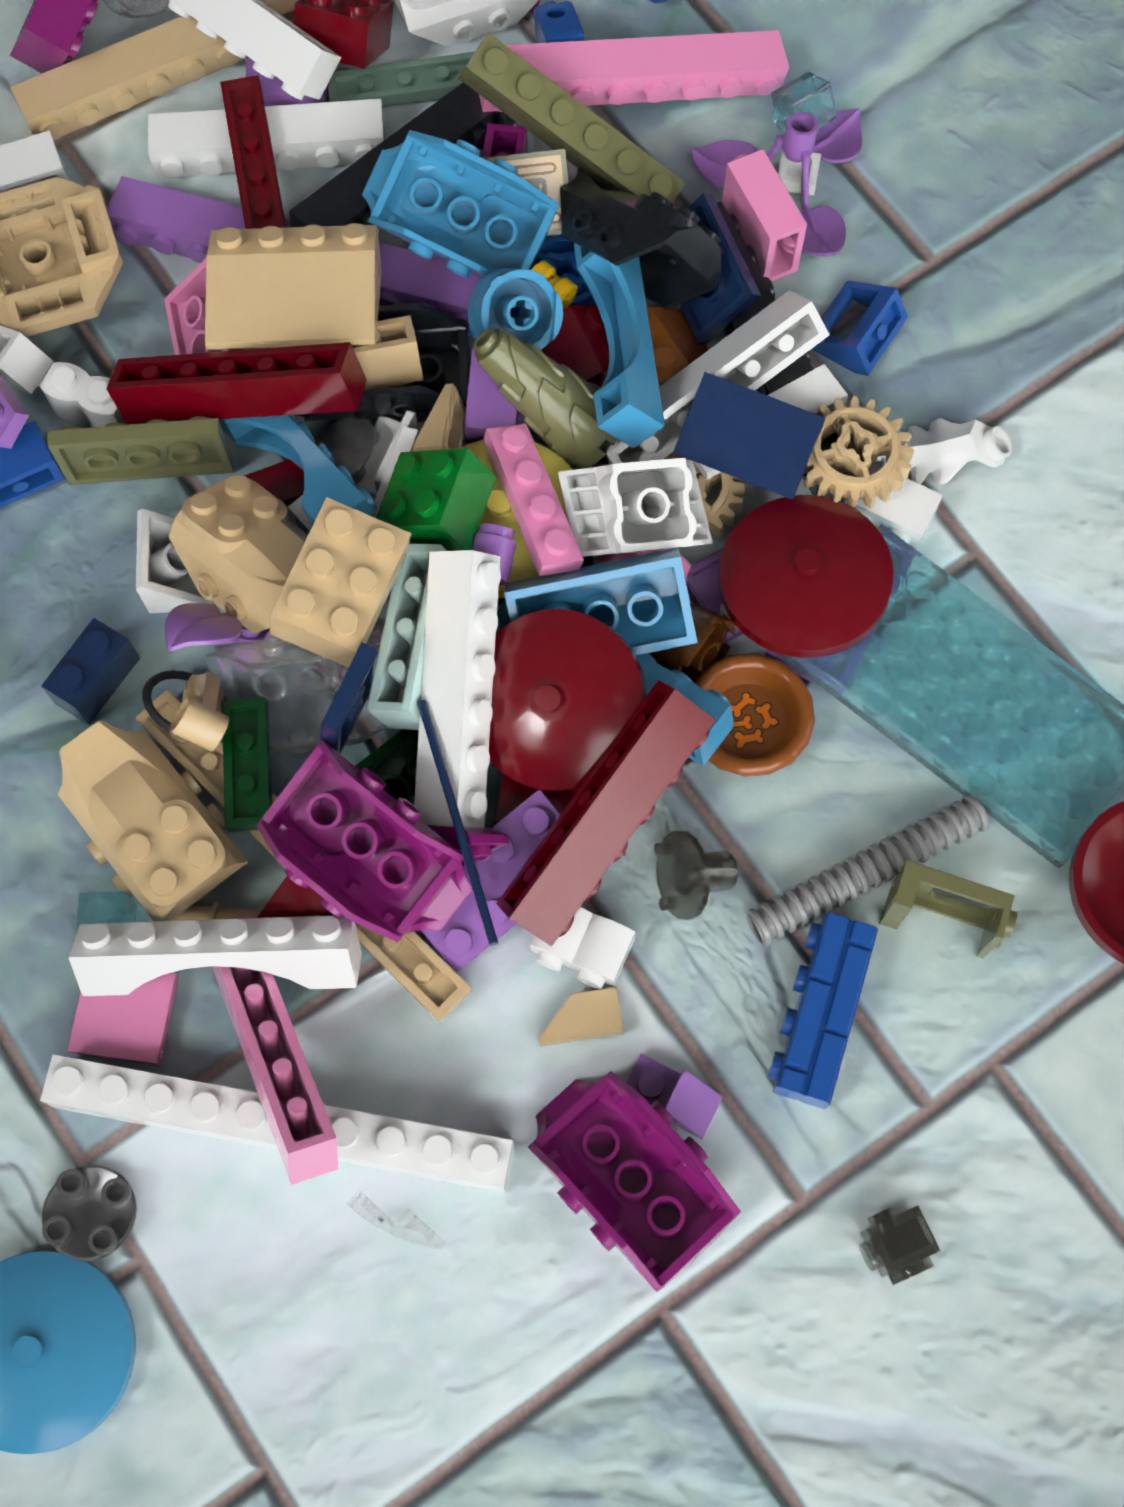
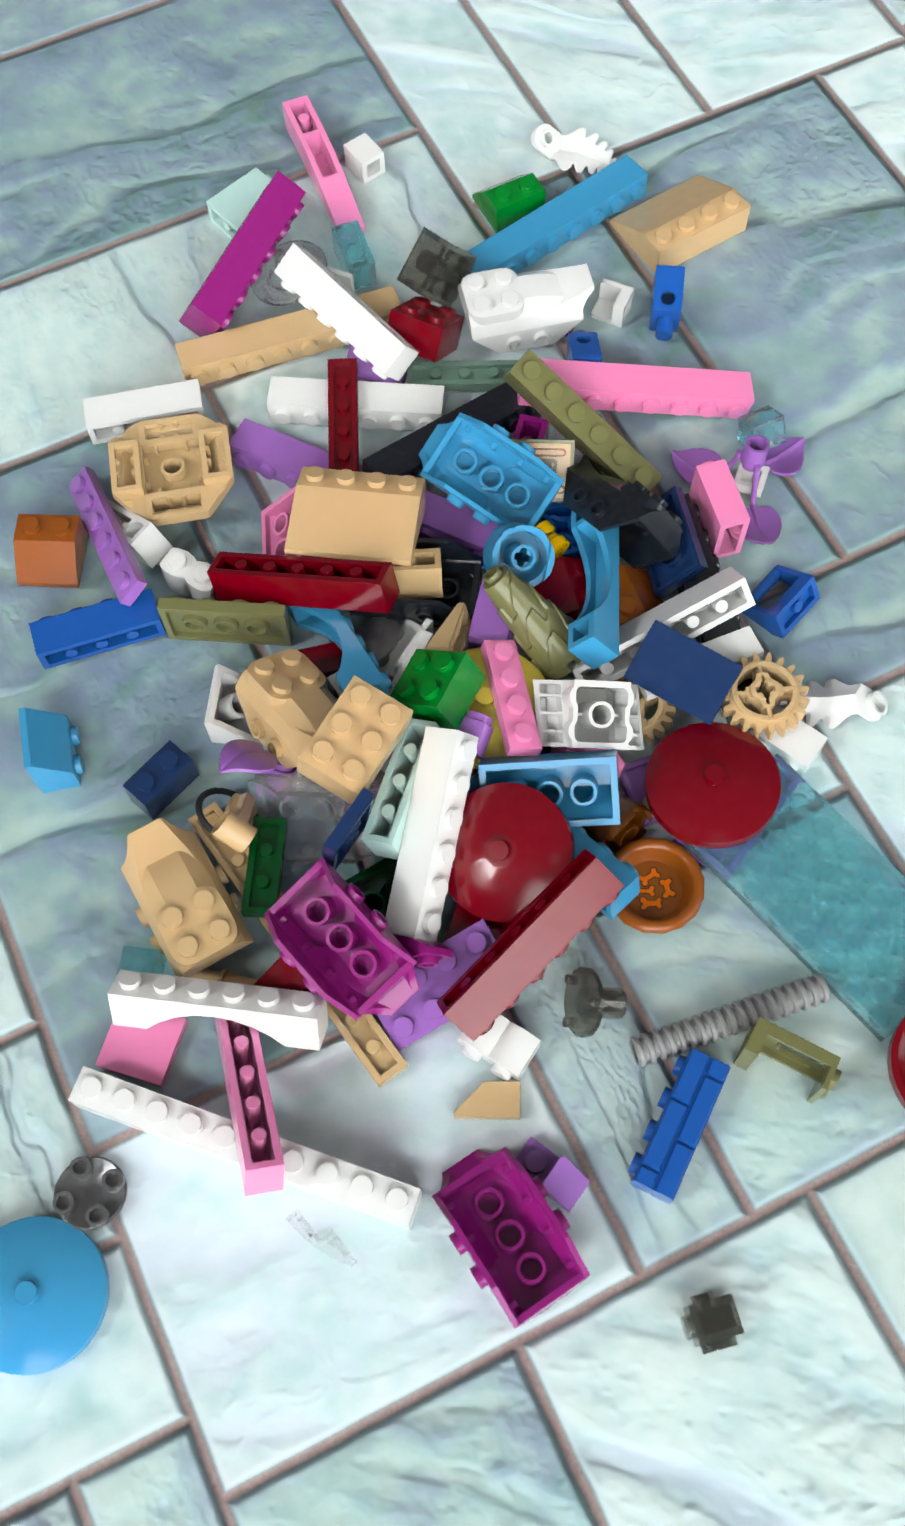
camera: 10 degrees right, 5 degrees down
(457, 822) = (415, 936): dark blue axle -> none

